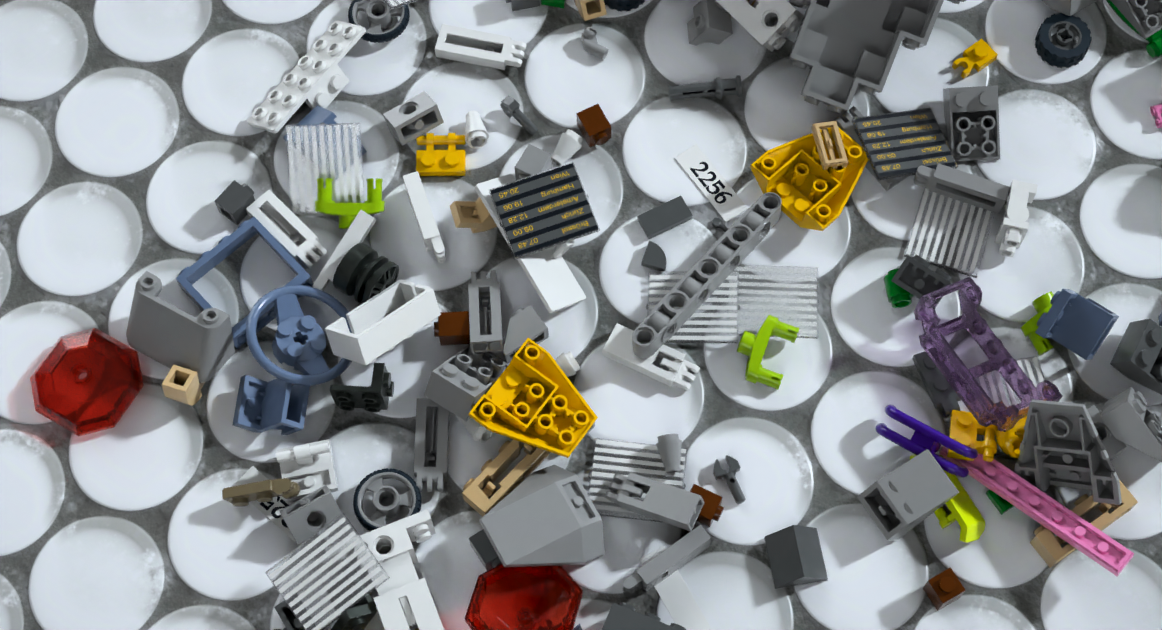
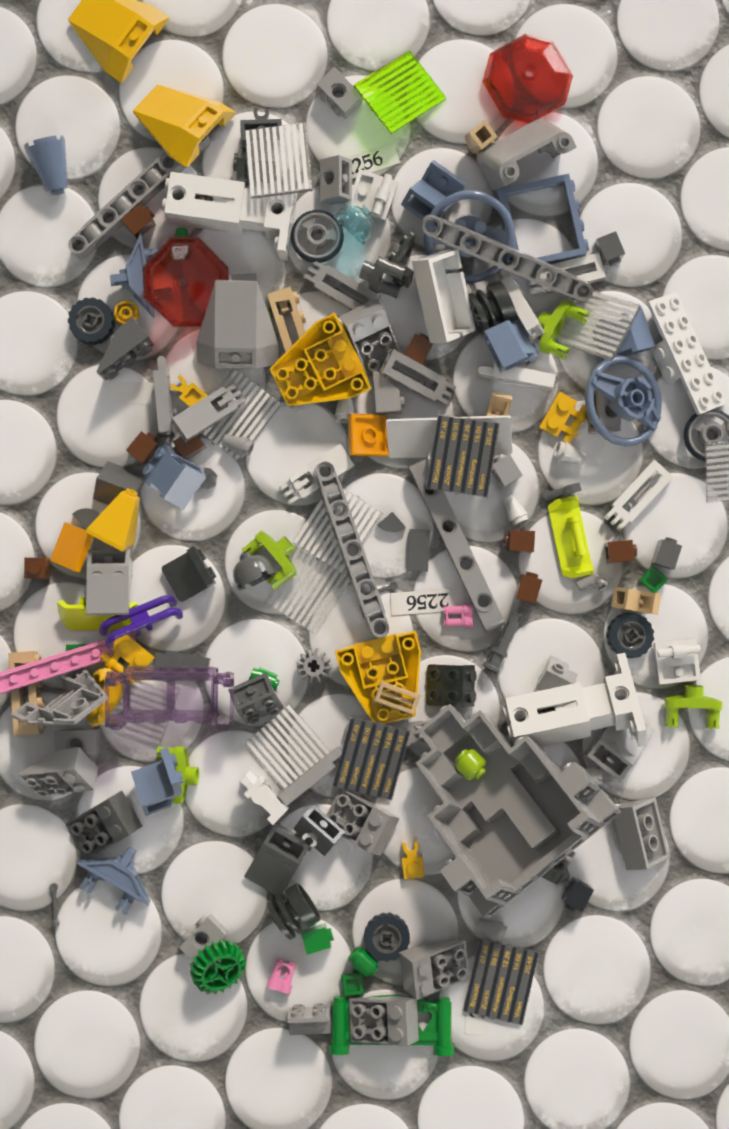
camera: 120 degrees right, 20 degrees up
(172, 503) = (400, 92): none -> clear neon green piece
(204, 555) = (336, 82): none -> light grey brick
(260, 491) = (371, 154): dark tan hinge -> none
(306, 283) = (521, 263): none -> light grey beam
(348, 462) = (356, 221): none -> clear light blue cylinder
(389, 93) = (628, 399): none -> sand blue piece
(394, 398) = (374, 274): none -> dark grey connector
(399, 232) = (510, 345): none -> sand blue piece
(546, 33) = (620, 551): none -> reddish brown brick
(562, 86) = (570, 537): none -> neon yellow piece
(576, 327) = (367, 435): none -> light orange tile
(637, 94) = (528, 587): none -> reddish brown brick
(637, 181) = (458, 549): none -> light grey beam
(645, 536) = (190, 394): none -> yellow plate
(703, 135) = (466, 616): none -> bright pink piece
(736, 553) = (143, 447): none -> reddish brown brick
(748, 499) = (173, 476): none -> sand blue piece
(782, 113) = (451, 685): none -> pearl dark grey bracket
(796, 357) = (252, 570): none -> dark grey cylinder
(837, 525) = (118, 521): none -> yellow slope
(840, 425) = (189, 574): none -> pearl dark grey bracket
(847, 44) = (470, 764): none -> lime head
(849, 256) = (307, 669): none -> light grey gear
(851, 573) = (86, 516): none -> dark grey tile
(896, 563) = (71, 547): none -> light orange tile
(1010, 150) = (318, 830): none -> dark grey brick
(1064, 174) = (277, 859): none -> dark grey slope
(1102, 47) = (363, 962): none -> green brick
(1104, 128) = (290, 913): none -> pearl dark grey wheel
(1112, 98) = (317, 938): none -> green brick
(1129, 47) = (352, 984): none -> green tile

